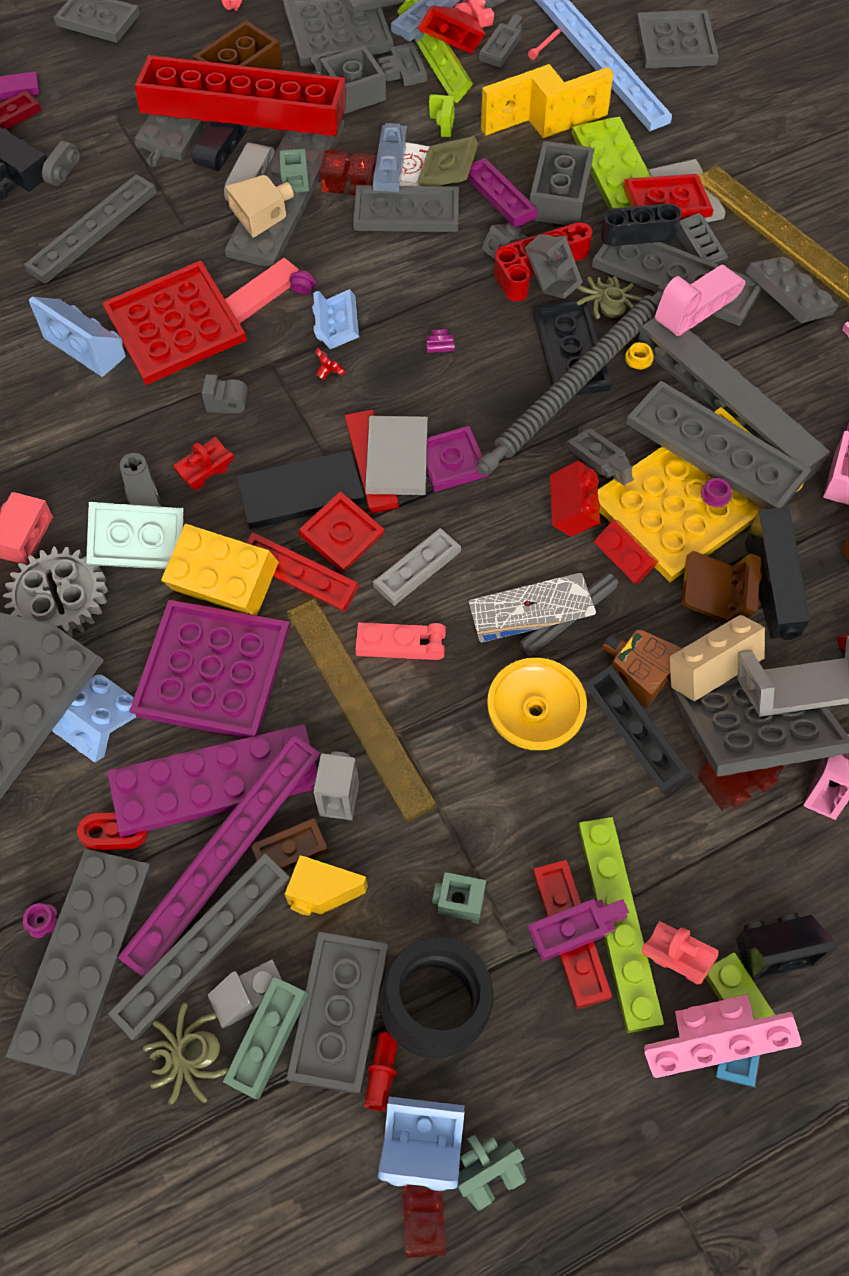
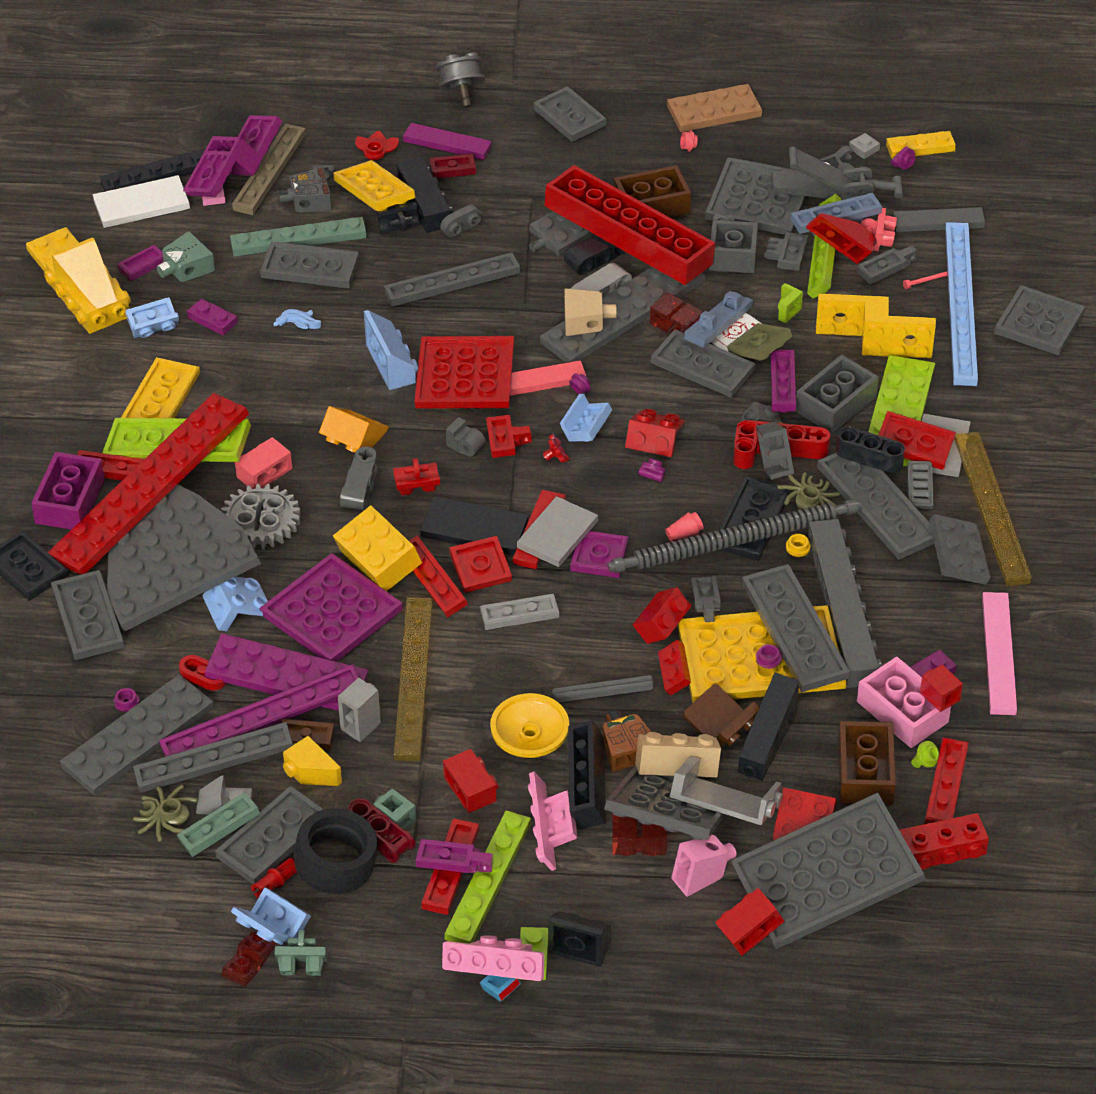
camera: 30 degrees right, 15 degrees down
(93, 440) = (351, 428): none -> light orange slope
(132, 535) = (332, 498): light aqua tile -> none
(263, 374) = (505, 437): none -> red hinge
(294, 169) = (629, 298): sand green brick -> none
(400, 641) = (471, 651): coral plate -> none
(414, 300) = (653, 432): none -> red bracket
(481, 931) = (391, 838): none -> dark red piece
(515, 806) = (470, 780): none -> red brick
(519, 387) = (685, 527): none -> coral cone
(531, 607) = (578, 671): light grey sticker -> none
(641, 805) = (552, 820): none -> bright pink bracket
(680, 952) = (509, 905): coral hips -> none
(688, 304) = (863, 522): bright pink beam -> none

